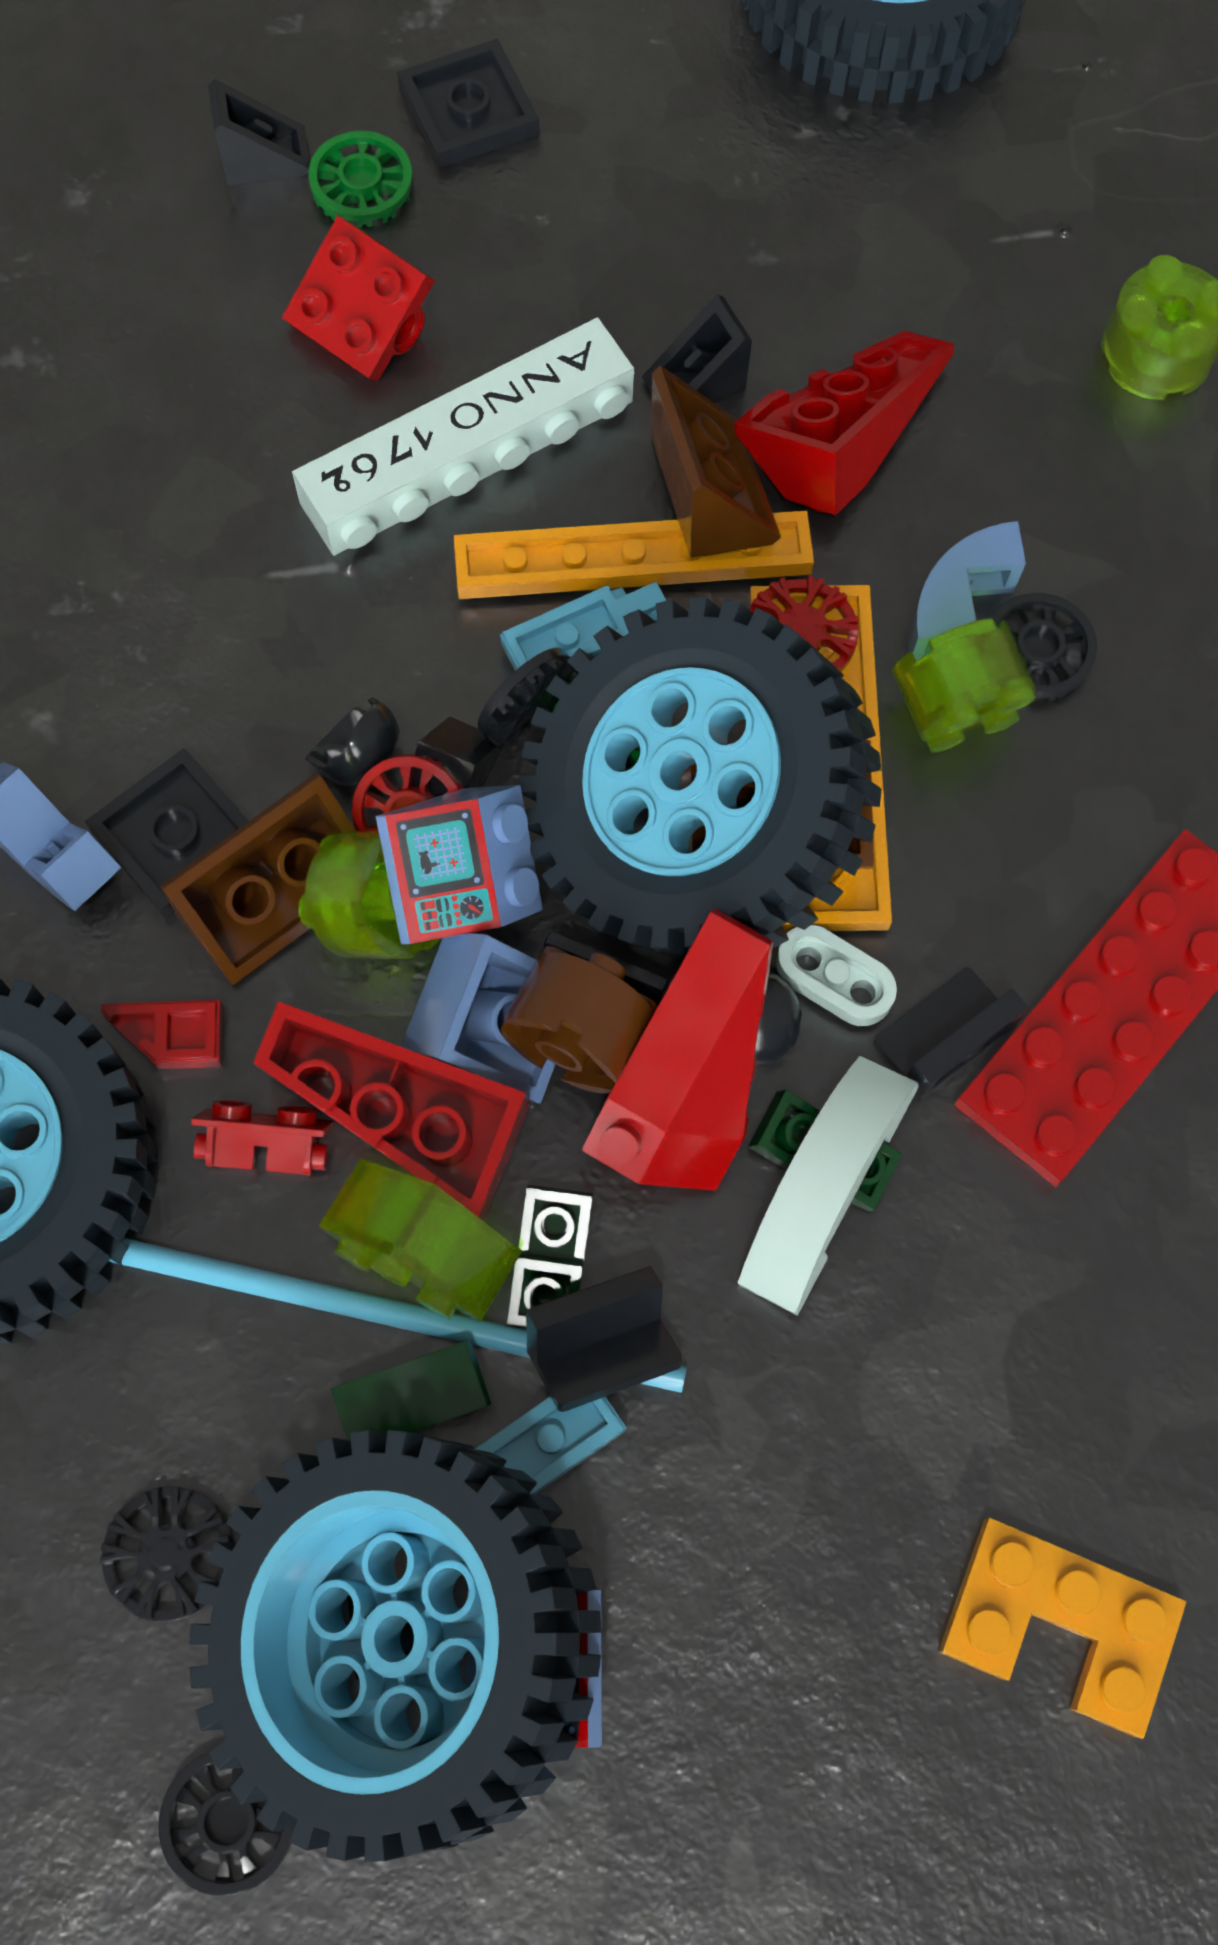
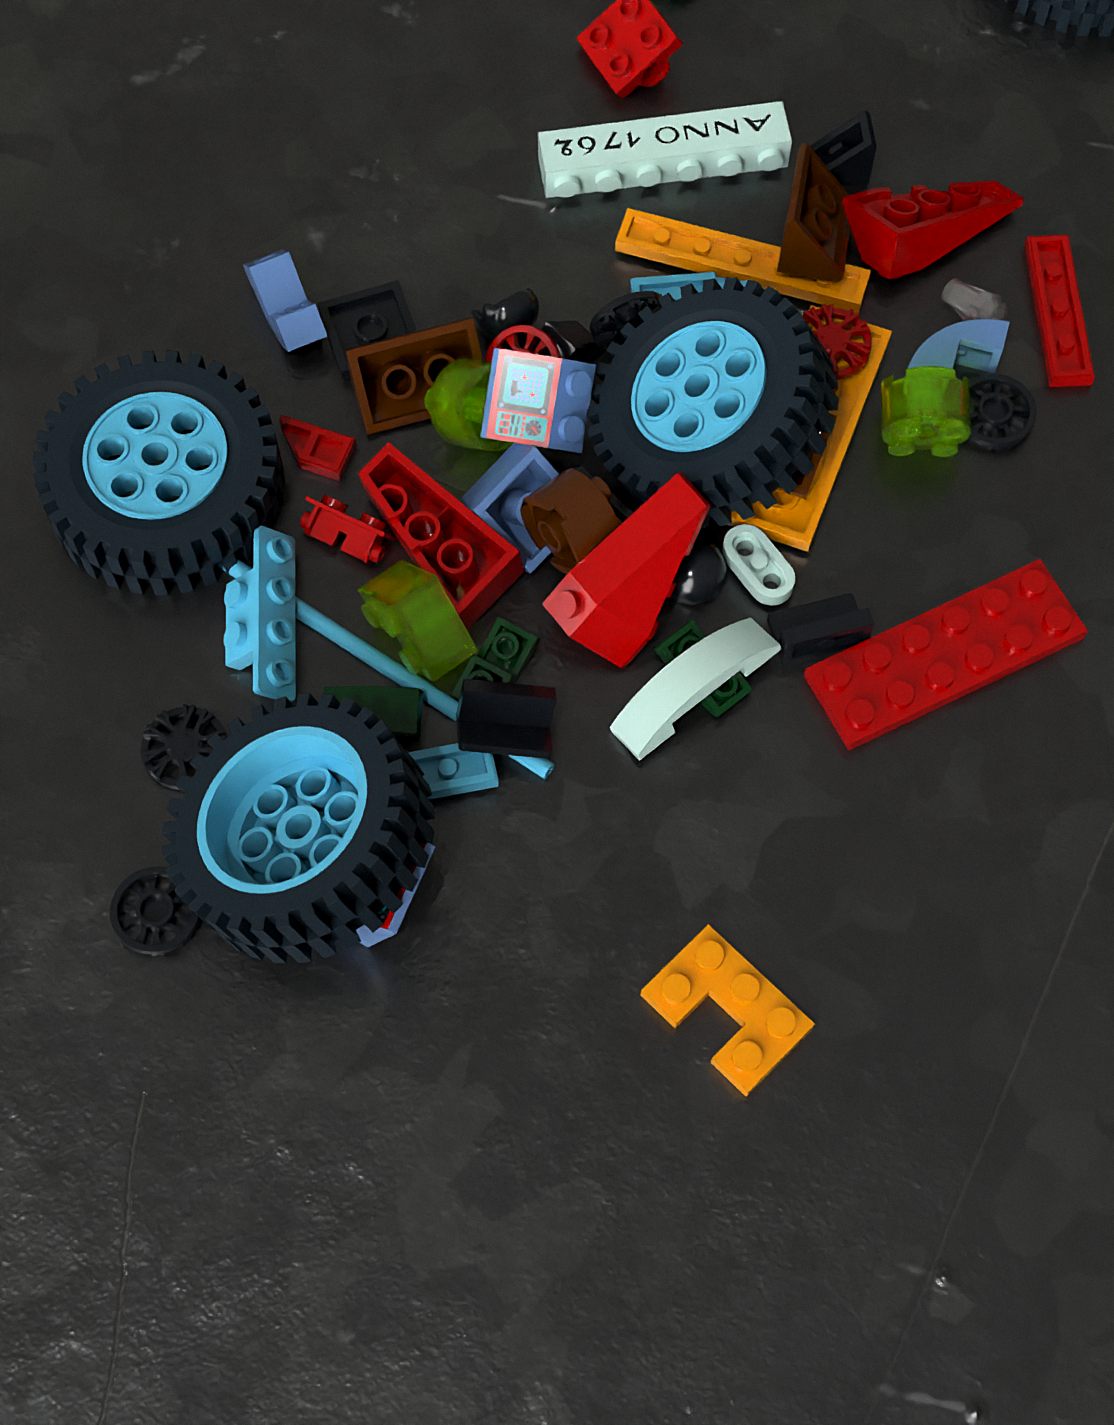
camera: 25 degrees right, 5 degrees down
(202, 1318) = (263, 616): none -> medium azure bracket
(953, 508) = (973, 302): none -> clear cone
(1058, 480) = (1059, 311): none -> red tile

